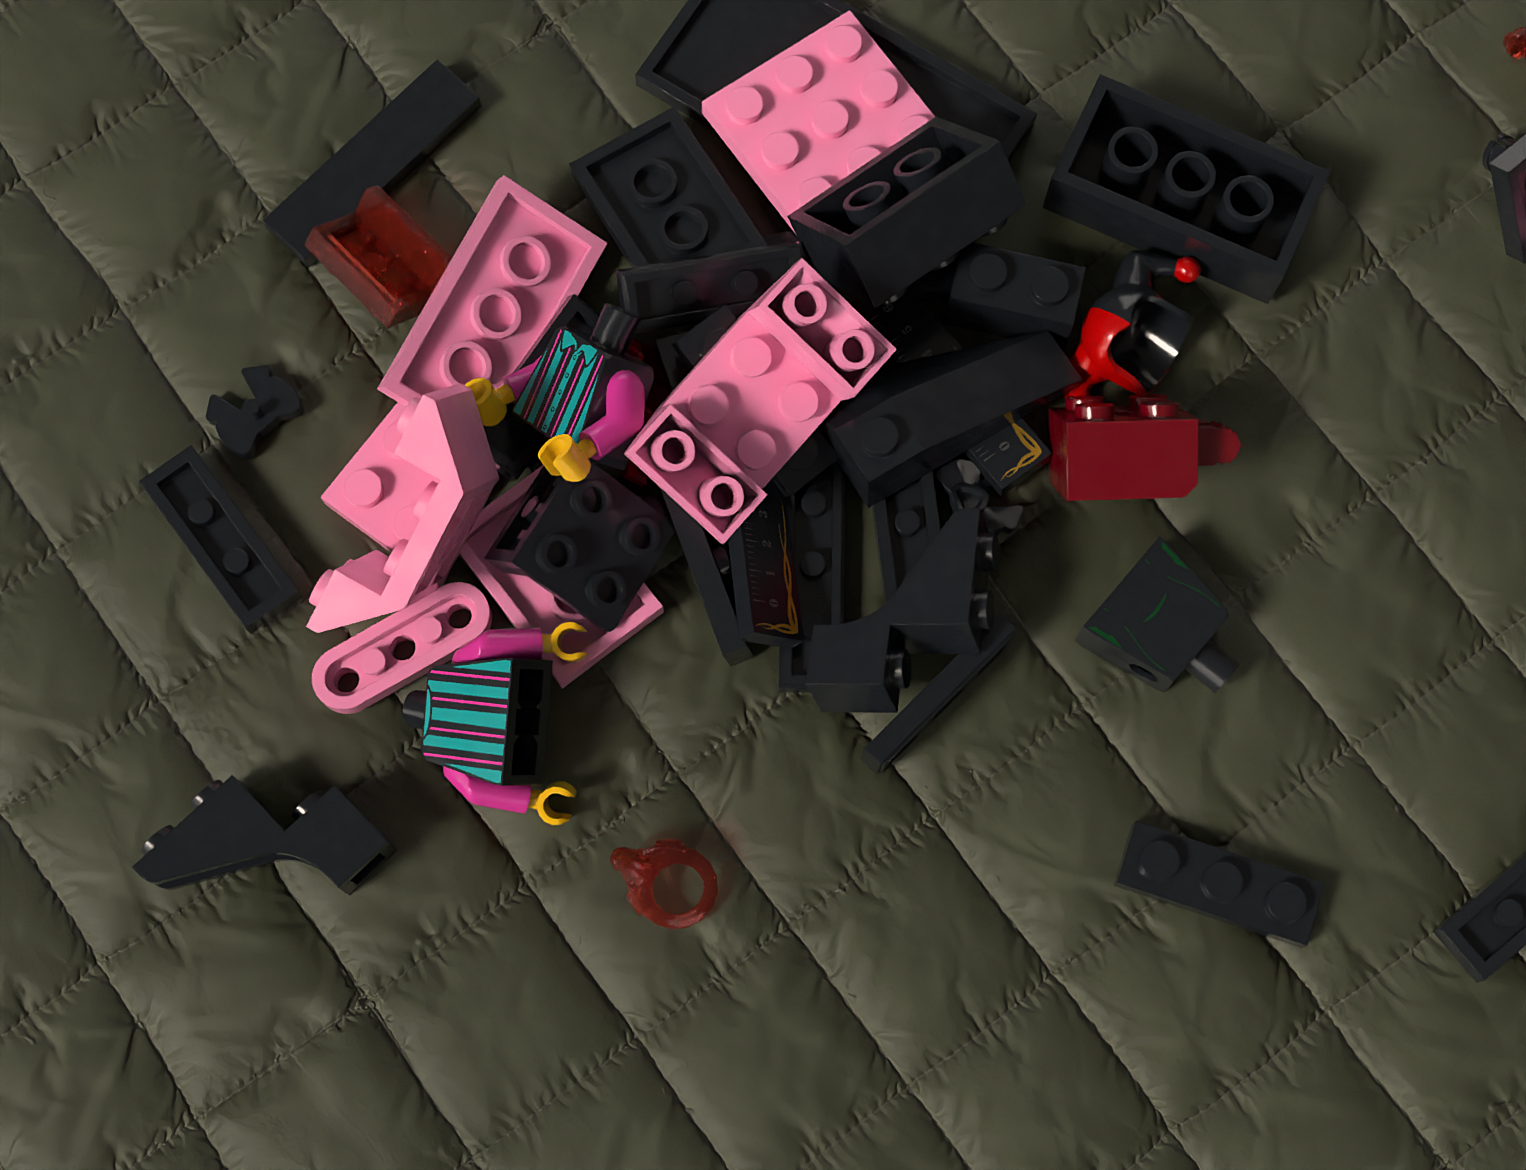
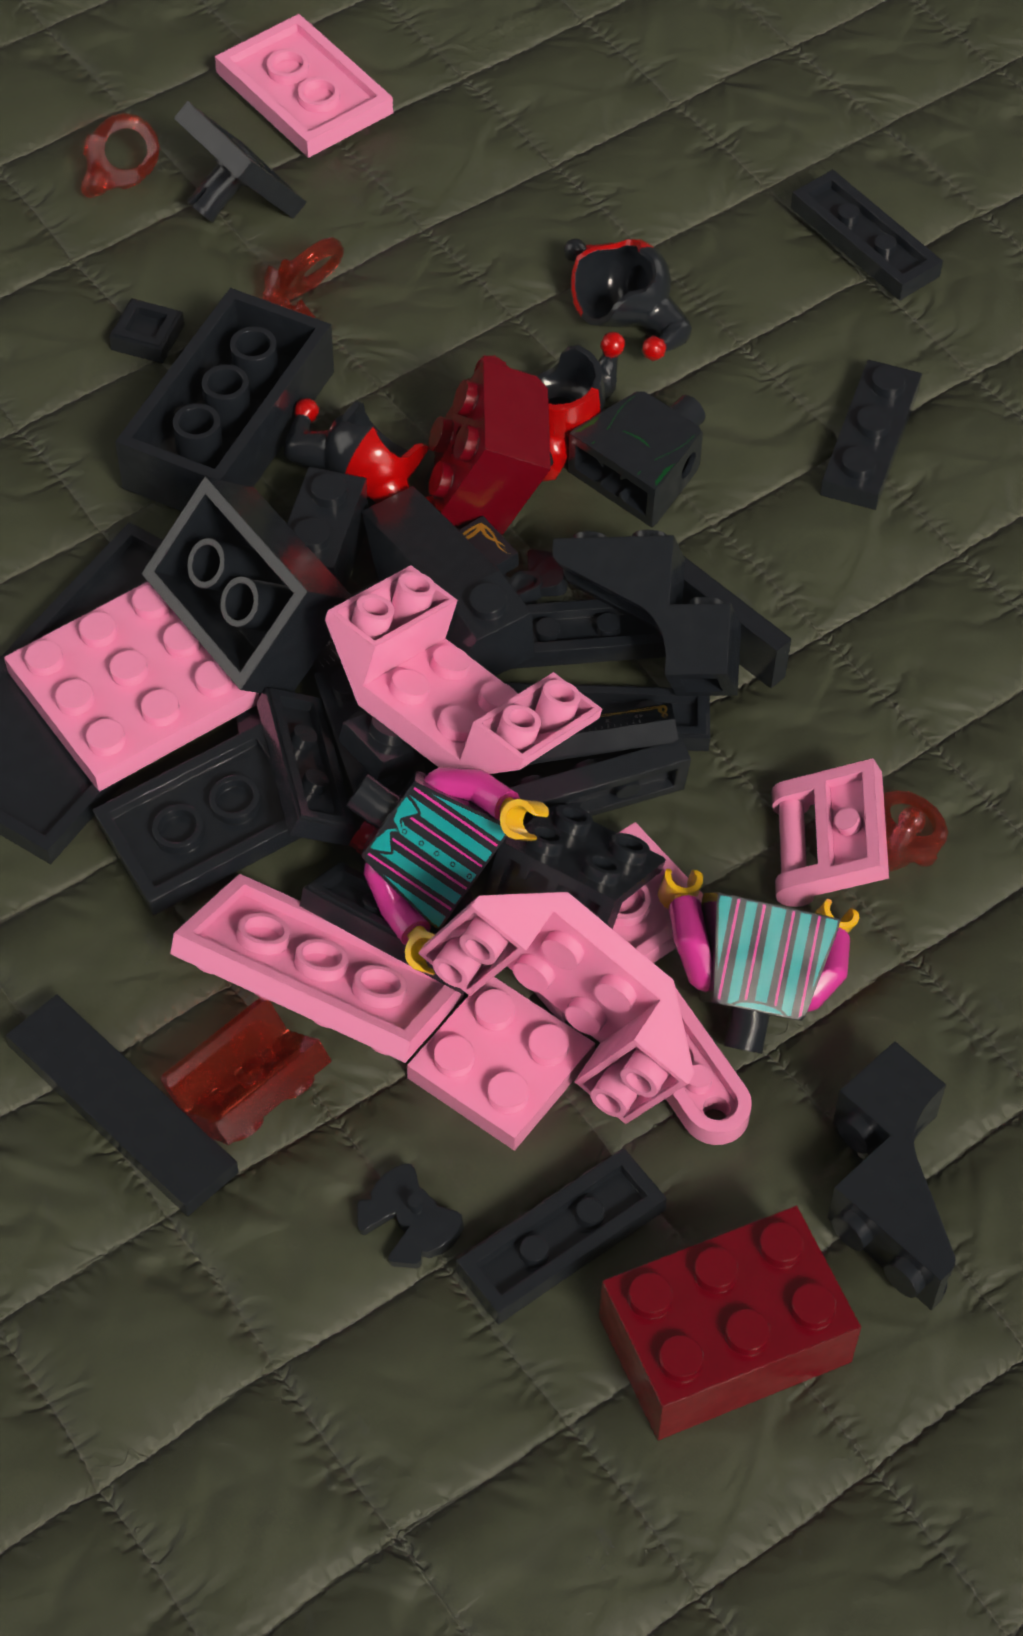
camera: 90 degrees left, 20 degrees down
(118, 679) = (728, 1322): none -> dark red brick
(650, 813) = (847, 831): none -> bright pink plate
(1217, 537) = (578, 392): none -> piece
(1314, 113) = (146, 330): none -> black tile
(1387, 243) = (290, 281): none -> clear red piece
(1402, 609) = (627, 287): none -> black piece

